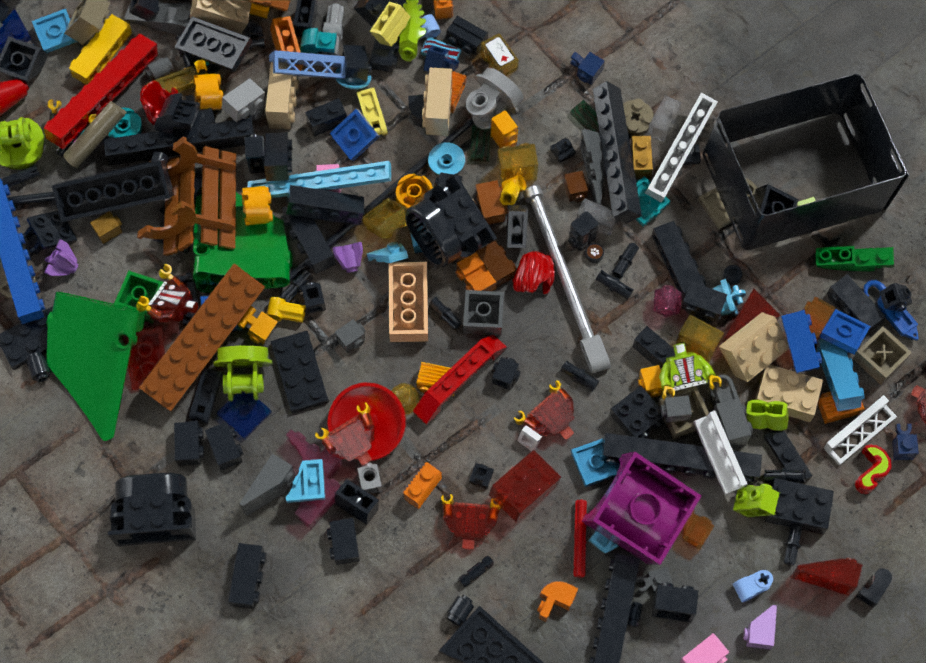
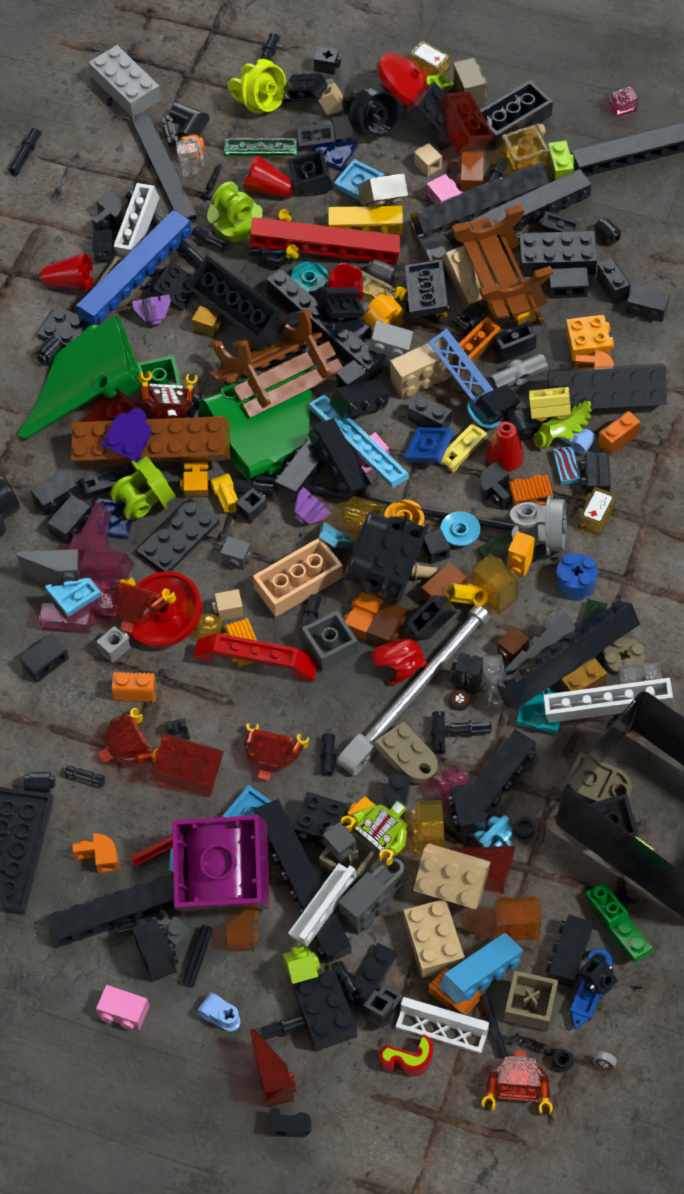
camera: 60 degrees right, 10 degrees down
(94, 134) = (278, 259): dark tan brick -> none
(190, 349) = (129, 434): none -> dark purple plate
(255, 205) = (301, 409): light orange brick -> none
(287, 443) = (95, 555): none -> clear pink arch
(316, 42) = (494, 365): teal brick -> none
(356, 501) = (84, 644): black brick -> none
(394, 369) = (228, 605): none -> tan brick
(398, 84) = (505, 447): none -> red cone
(437, 101) = (501, 481): tan brick -> none
(438, 58) = (551, 463): dark blue brick -> none
(505, 372) = (287, 692): black brick -> none
(529, 438) = (236, 746): white plate -> none
(548, 105) = (576, 576): none -> blue brick
(563, 150) = (542, 615): black tile -> none
(588, 67) = (643, 588): dark blue brick -> none
(619, 317) = (407, 753): none -> dark tan plate
(692, 574) = (197, 956): none -> black axle
(762, 630) = (182, 1043): lavender slope -> none
(767, 415) = (395, 929): lime brick -> none
(801, 341) = (480, 908): blue brick -> none
(824, 463) = (381, 1006): none -> black brick
(844, 331) = (527, 949): blue plate -> none
(892, 398) = (488, 1010): none -> black bar
(904, 445) = (453, 1072): dark blue brick -> none

